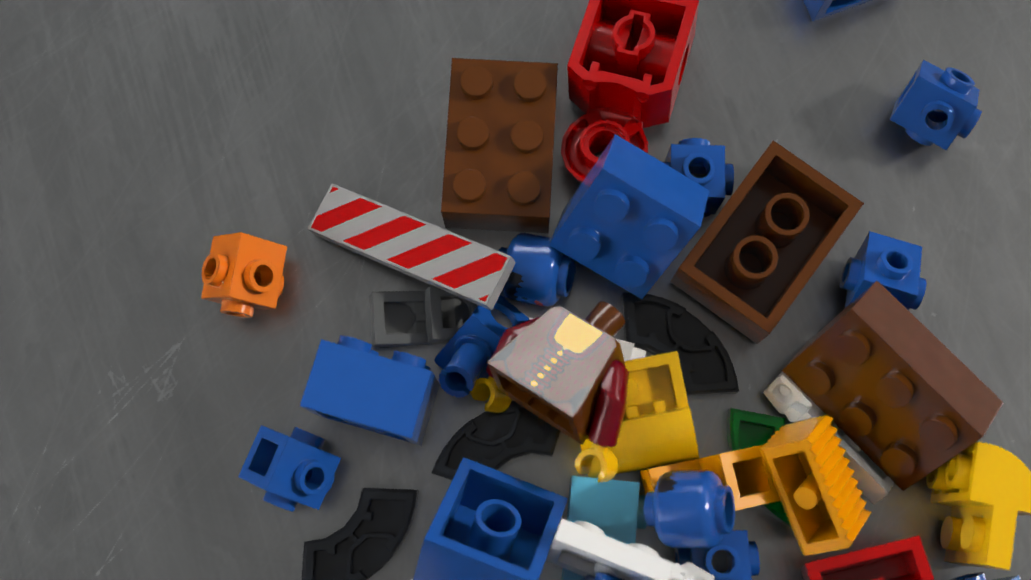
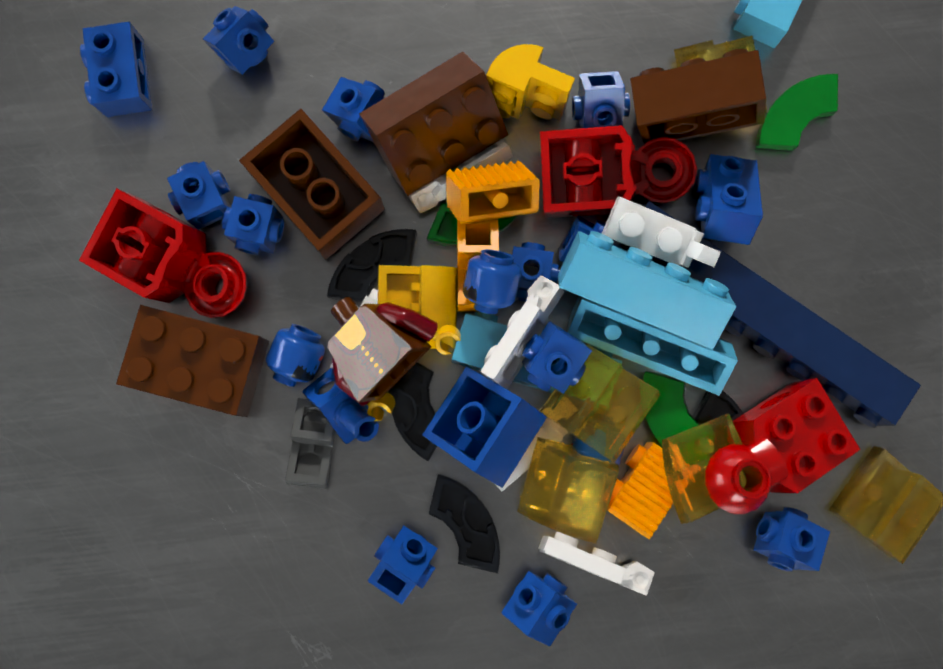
camera: 85 degrees left, 5 degrees up
(243, 274) = (248, 576): orange brick -> none
(371, 391) = (359, 494): blue brick -> none
(413, 246) = (256, 444): tile -> none
(630, 217) = (272, 276): blue brick -> none
(717, 102) = (199, 193): none -> blue brick

